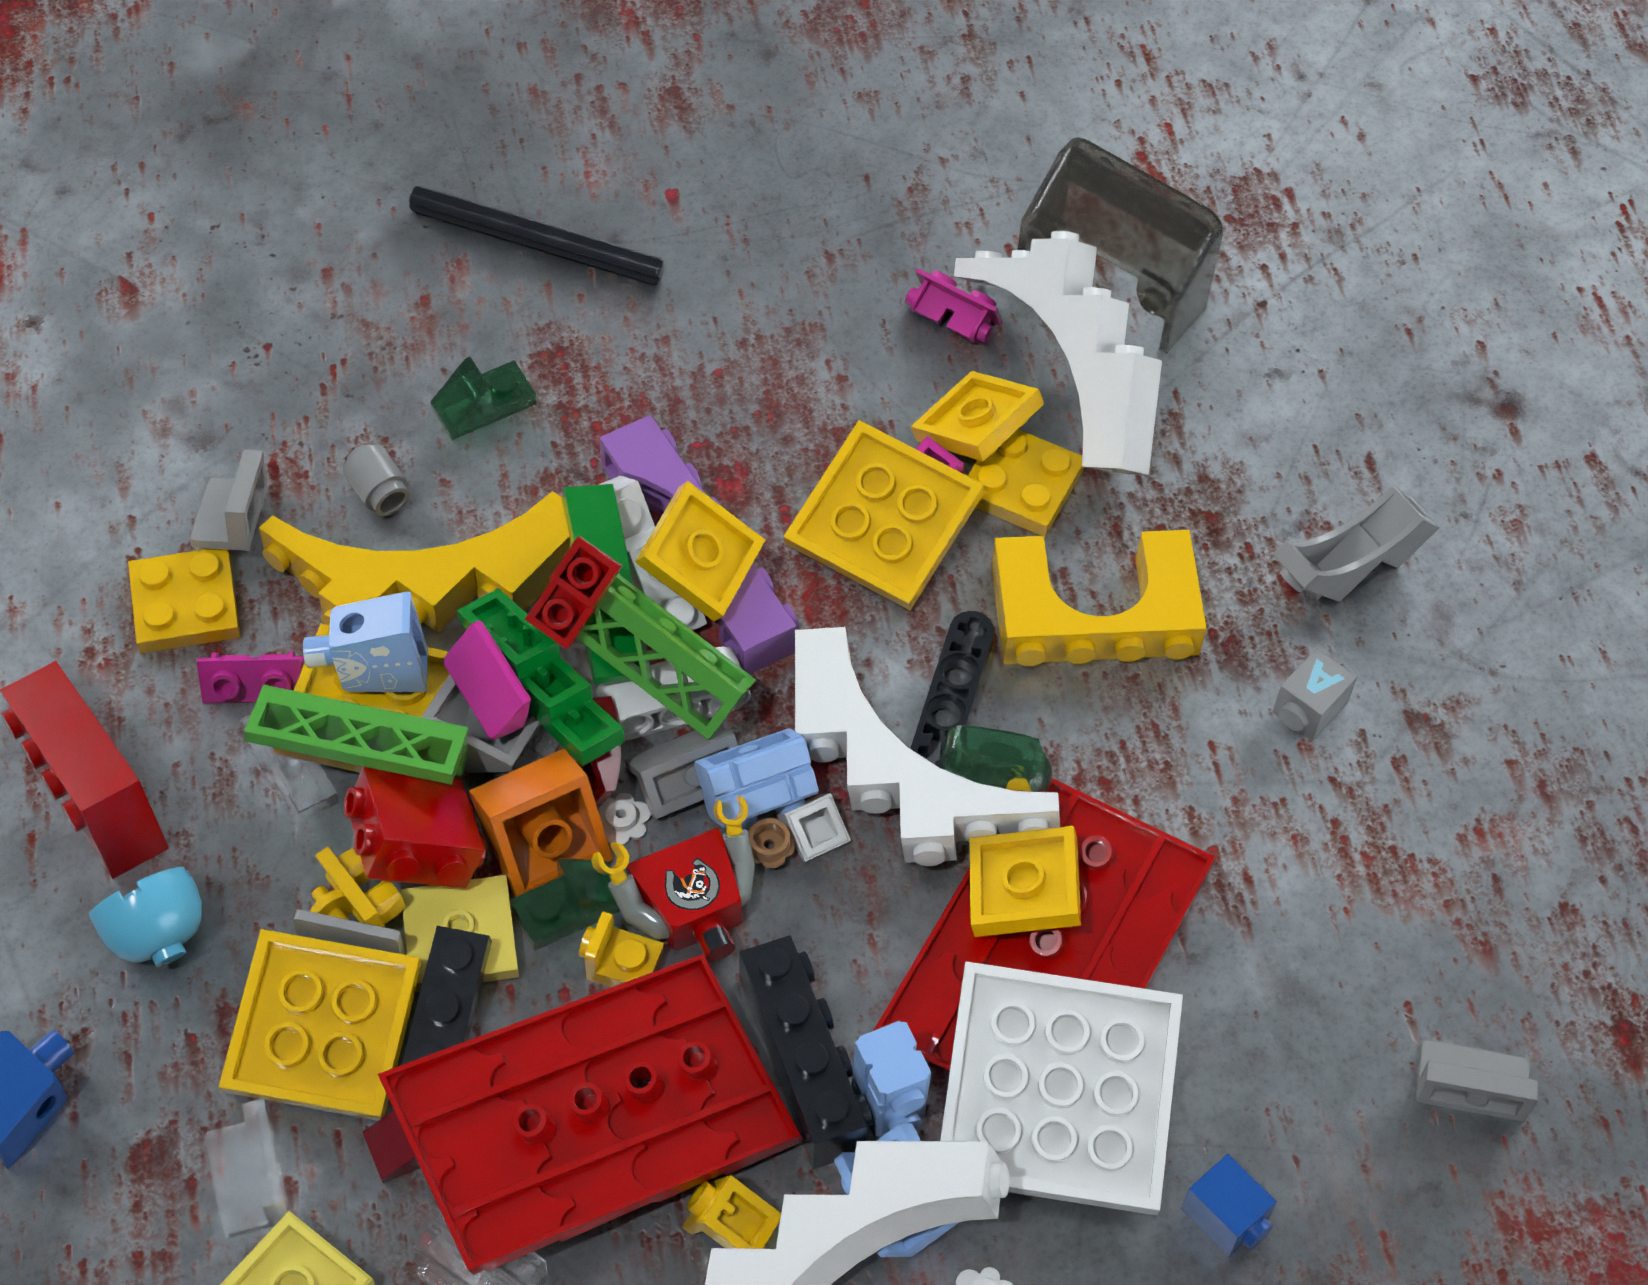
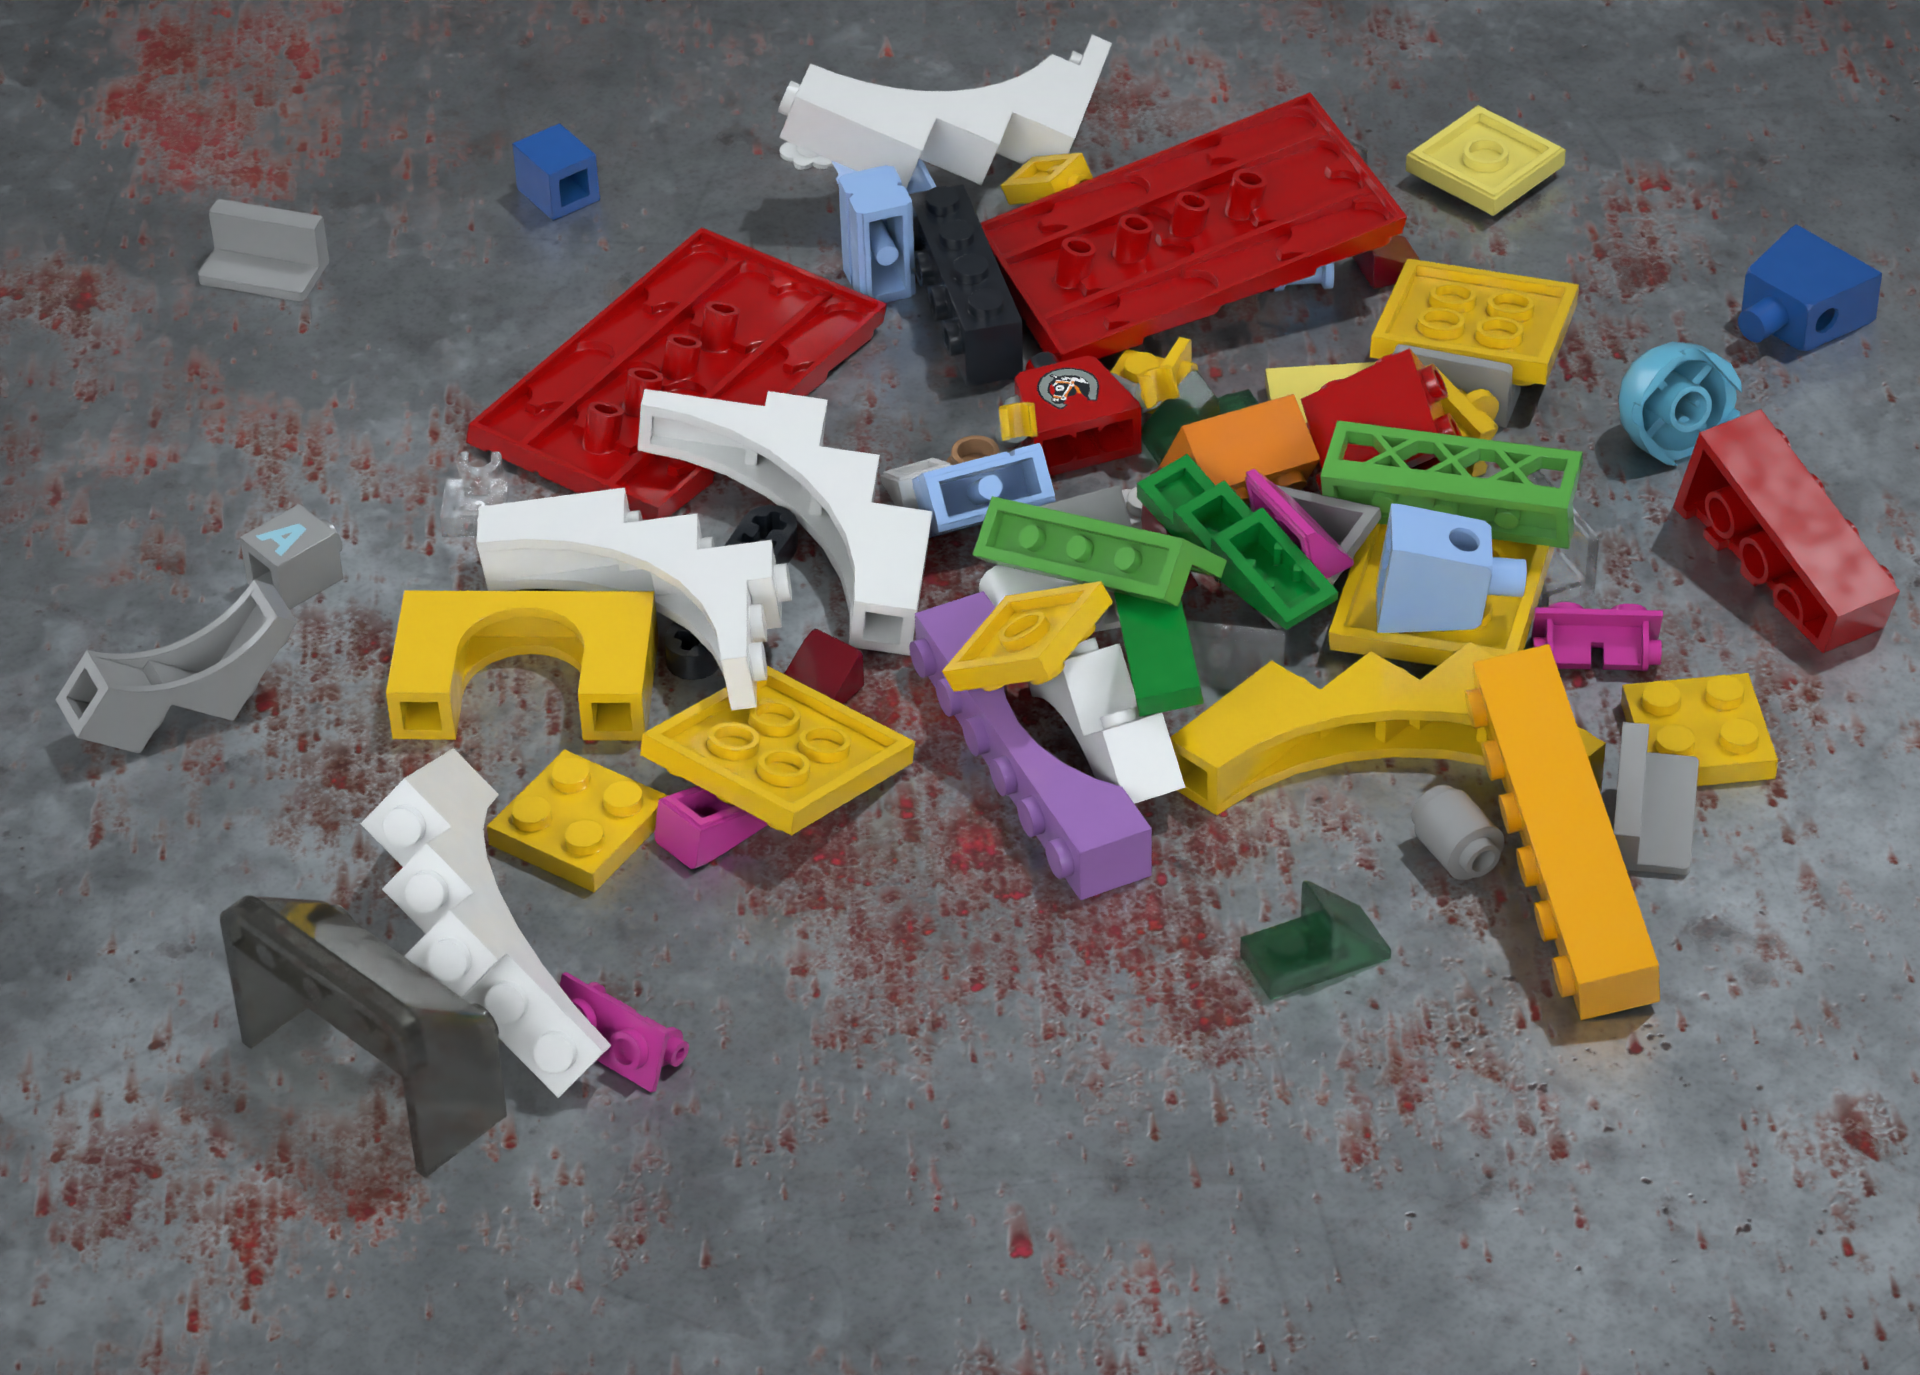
camera: 170 degrees left, 15 degrees down
(247, 1173) = (1538, 240): clear panel -> none
(301, 448) = (1564, 833): none -> light orange brick
(448, 992) = (1341, 332): black plate -> none
(536, 234) = (1241, 1171): black axle -> none
(573, 592) = (1177, 514): red slope -> none
(864, 612) = (828, 666): none -> dark red slope
(978, 415) = (624, 856): yellow plate -> none
(997, 758) = (700, 473): clear green piece -> none
(1024, 881) = (696, 357): yellow plate -> none
(1066, 1083) = (701, 229): white plate -> none
(1068, 700) = (600, 545): none -> white arch
(1185, 769) = (471, 490): none -> clear plate

